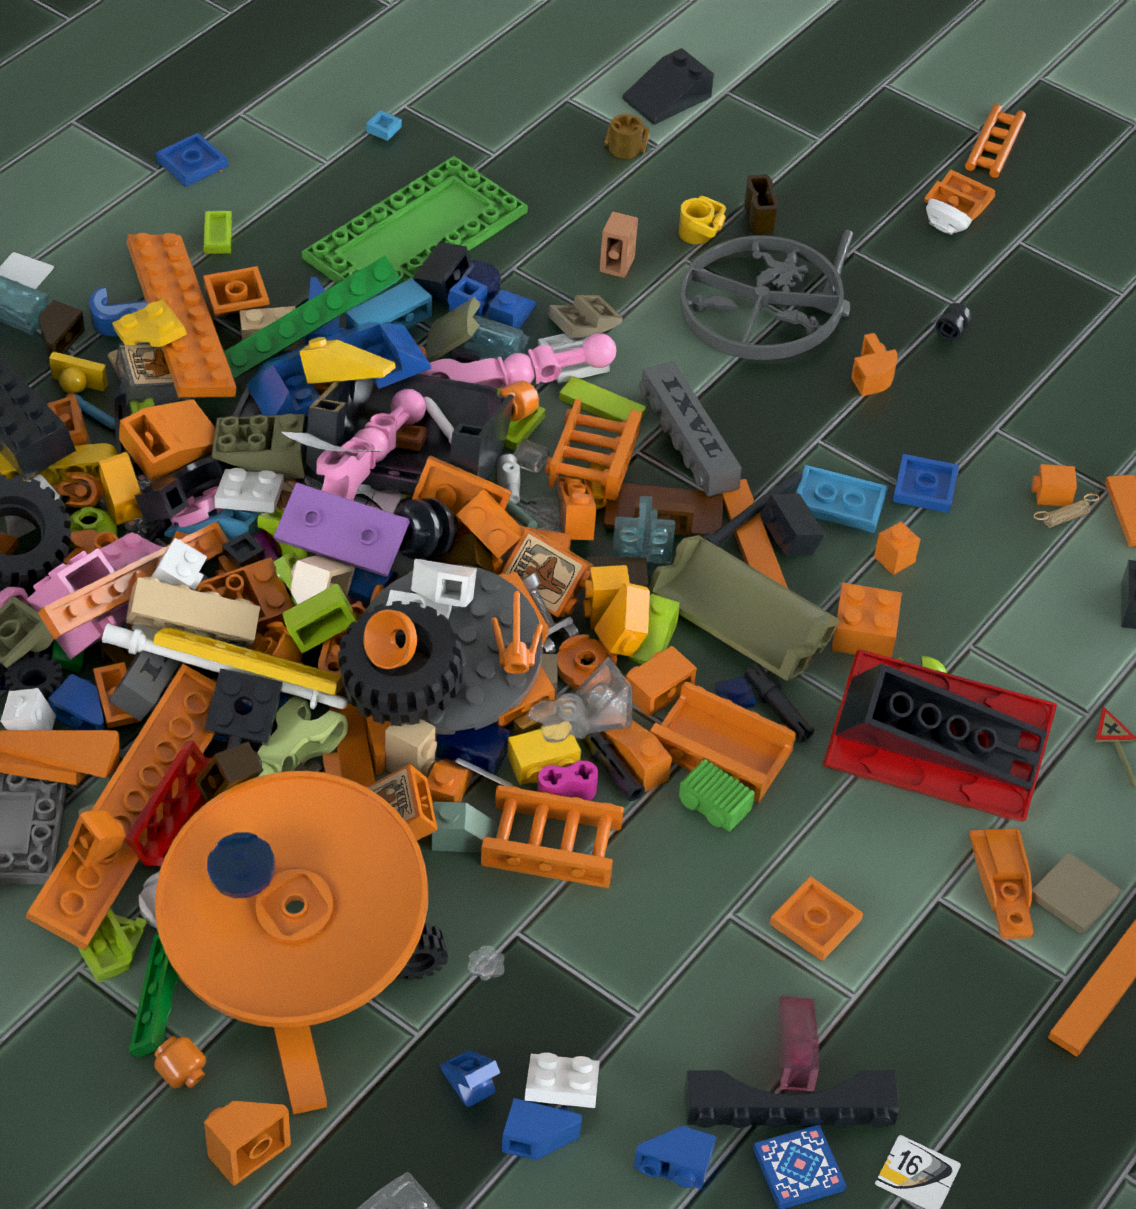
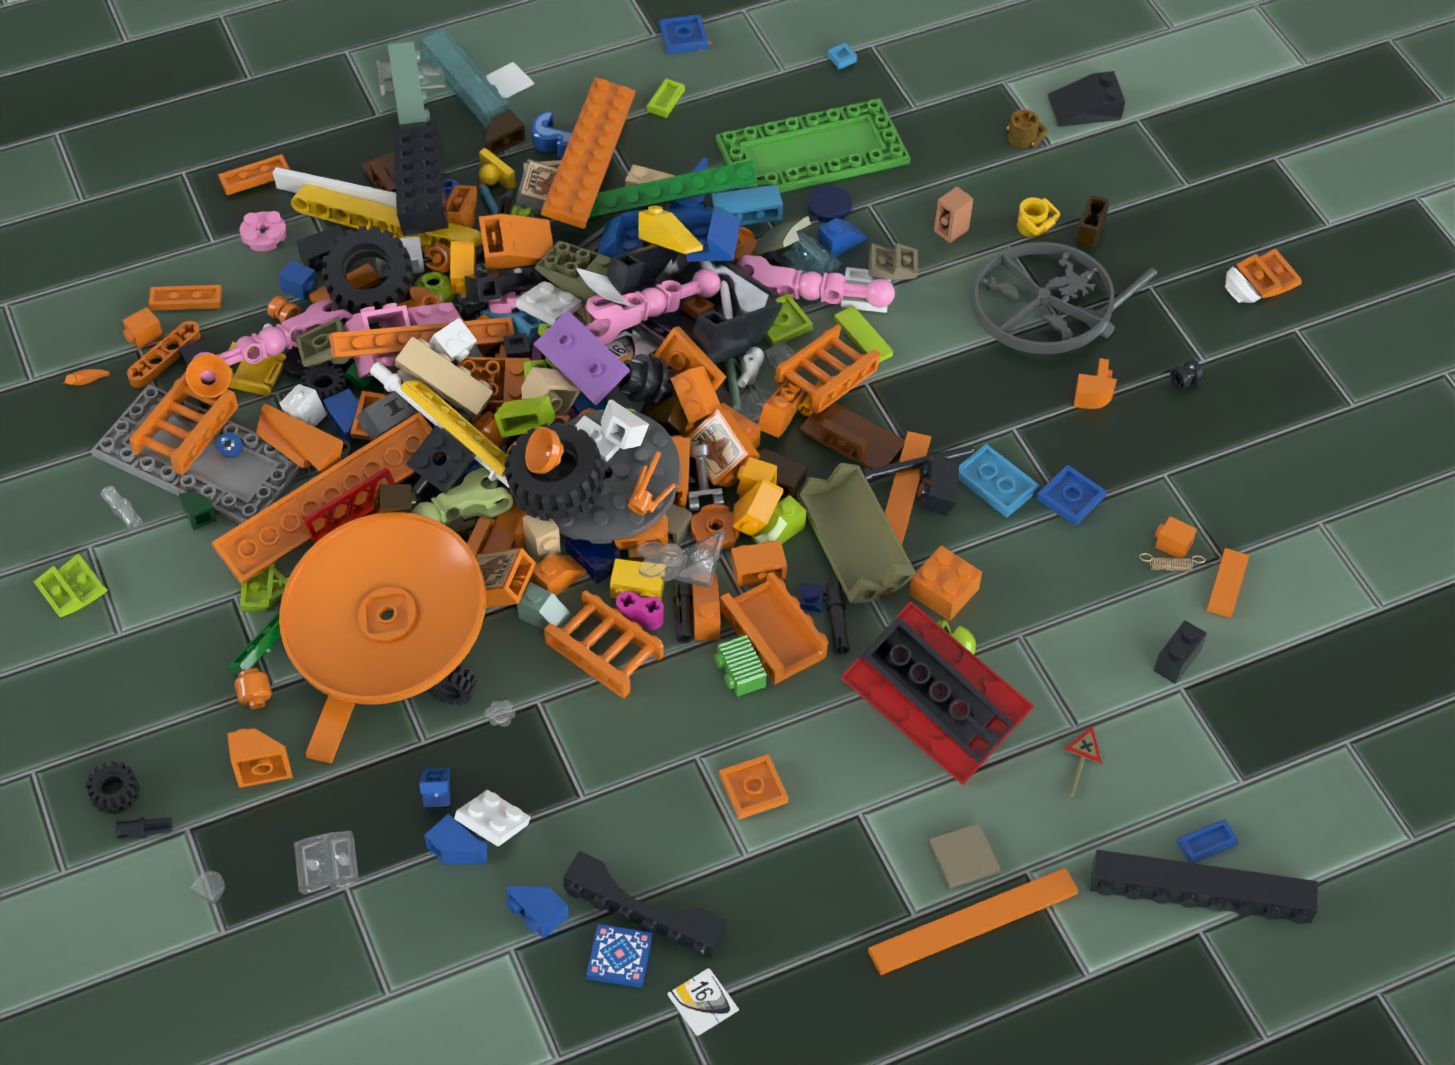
camera: 30 degrees right, 5 degrees up
(96, 837) = (283, 509): orange slope -> none
(150, 324) = (554, 153): yellow plate -> none
(235, 291) = (641, 149): orange slope -> none
(241, 865) = (359, 570): clear blue tile -> none
(443, 270) = (805, 188): black brick -> none
(466, 289) = (815, 213): blue brick -> none
(491, 776) = (586, 577): white sticker -> none
(525, 399) = (793, 310): orange head -> none
(644, 535) = (815, 449): clear light blue bracket -> none
(690, 429) = (911, 381): dark grey brick -> none
(798, 1044) = (677, 869): clear pink slope -> none
(897, 548) = (1009, 536): orange brick -> none
(1003, 150) = (1333, 247): orange bar -> none
(1005, 879) = (919, 821): orange piece -> none

